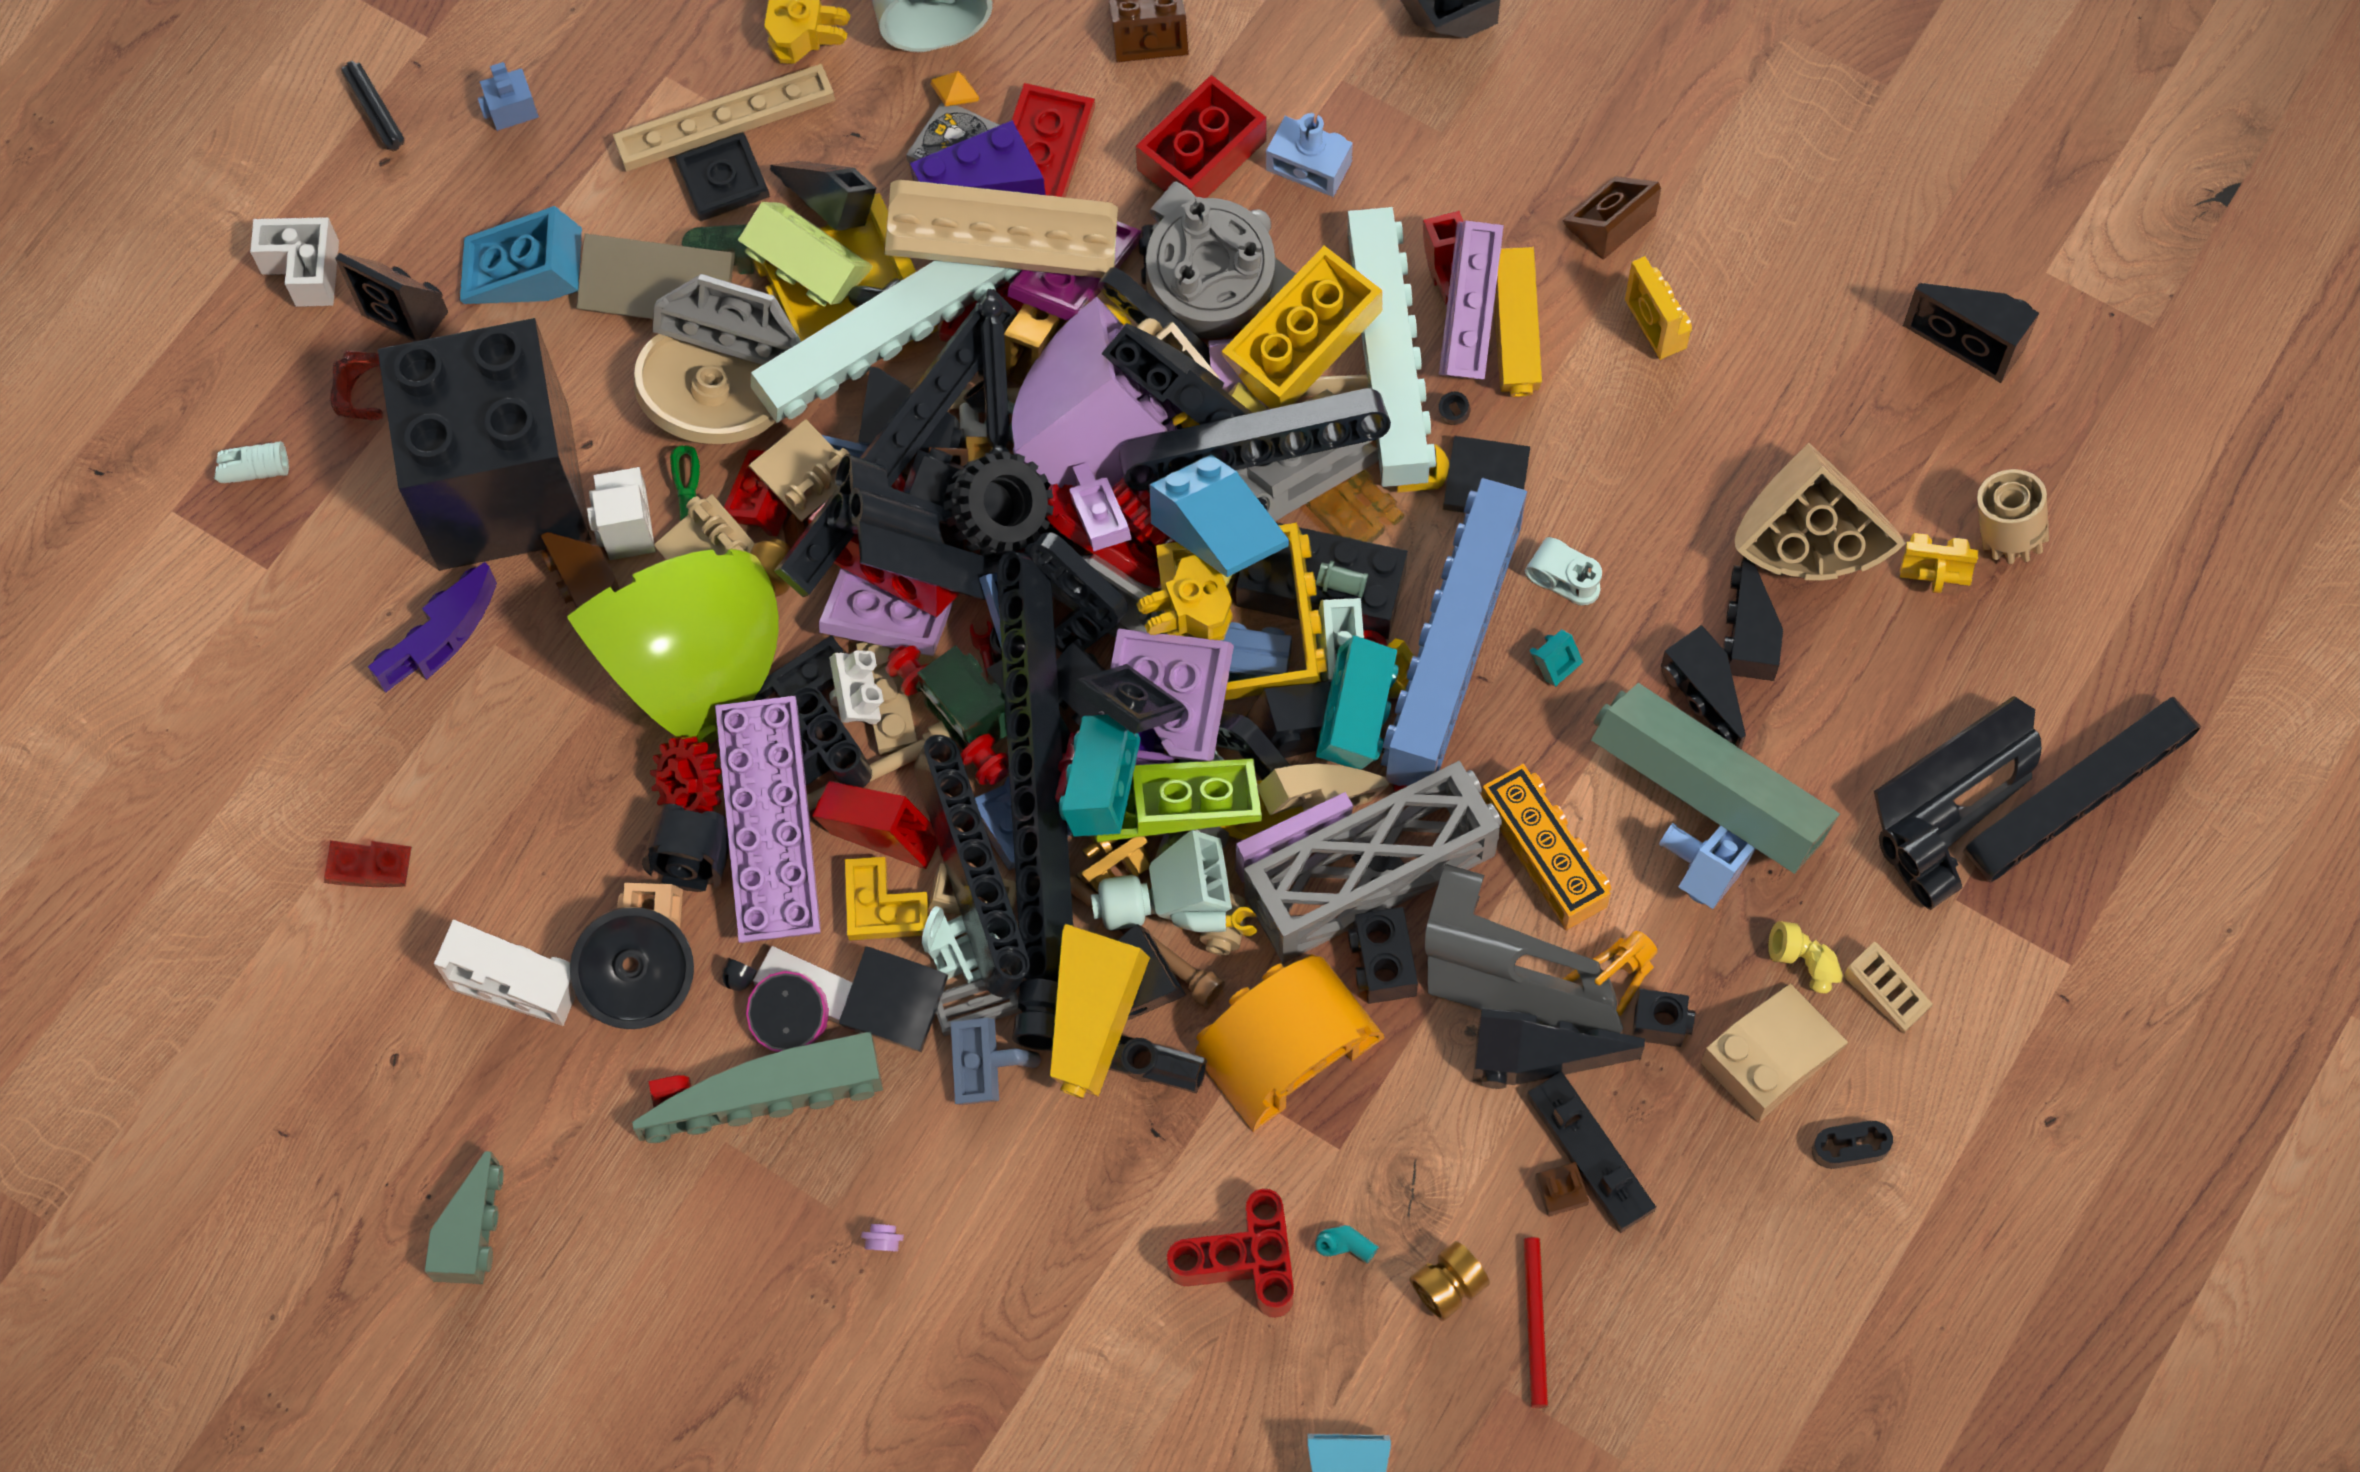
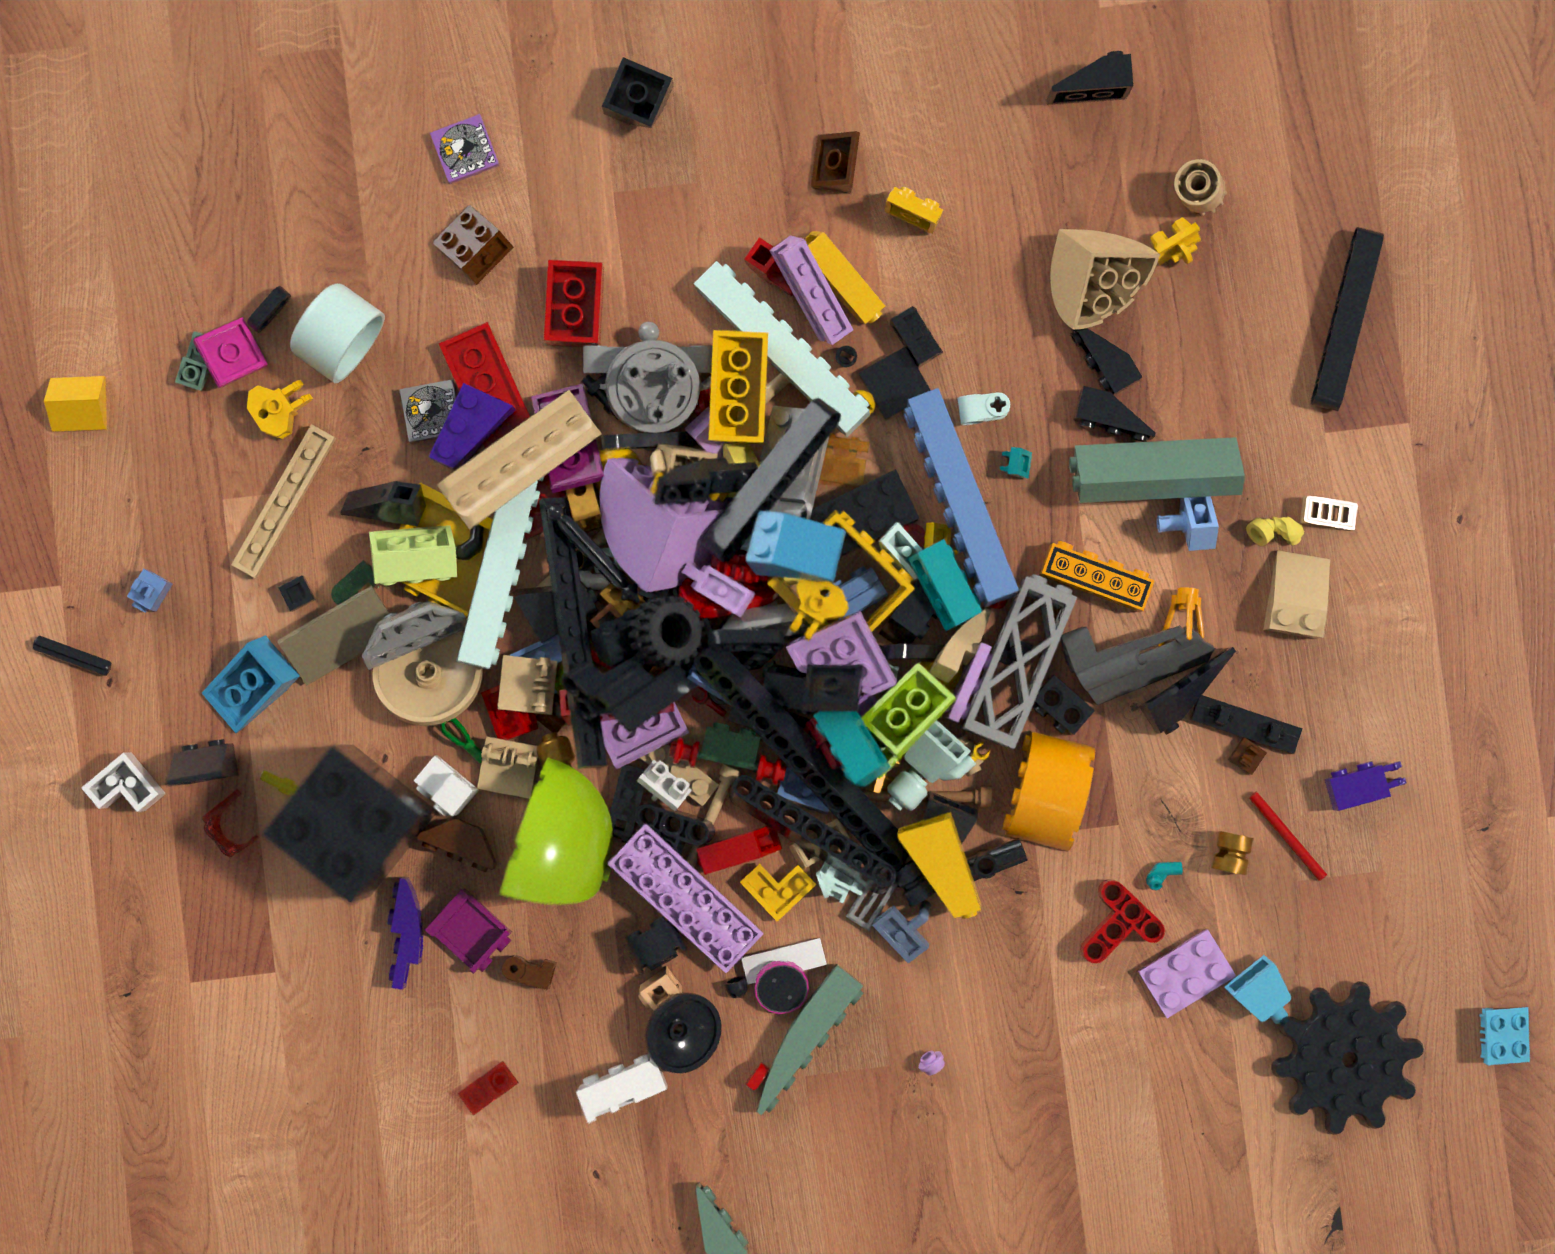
camera: 45 degrees left, 20 degrees up
(252, 463) = (214, 920): light aqua hinge -> none
(506, 680) = (470, 931): none -> magenta panel
(522, 769) = (527, 973): none -> reddish brown leg
(652, 212) = (297, 593): none -> black plate
(687, 775) = (620, 909): red gear -> none
(722, 176) = (314, 537): black tile -> none
(893, 999) = (831, 936): black slope -> none
(954, 89) = (401, 378): light orange slope -> none
(1275, 1385) = (1186, 973): none -> lavender plate
(1309, 154) = (638, 260): light blue brick -> none
(1341, 579) = (879, 519): sand green pin -> none
(1551, 445) = (915, 336): none -> black hinge
(1653, 1002) = (1218, 629): black brick -> none
(1678, 1329) = (1361, 785): none -> dark purple hinge
(1854, 1153) = (1378, 618): black beam -> none
(1919, 807) = (1276, 394): black panel -> none

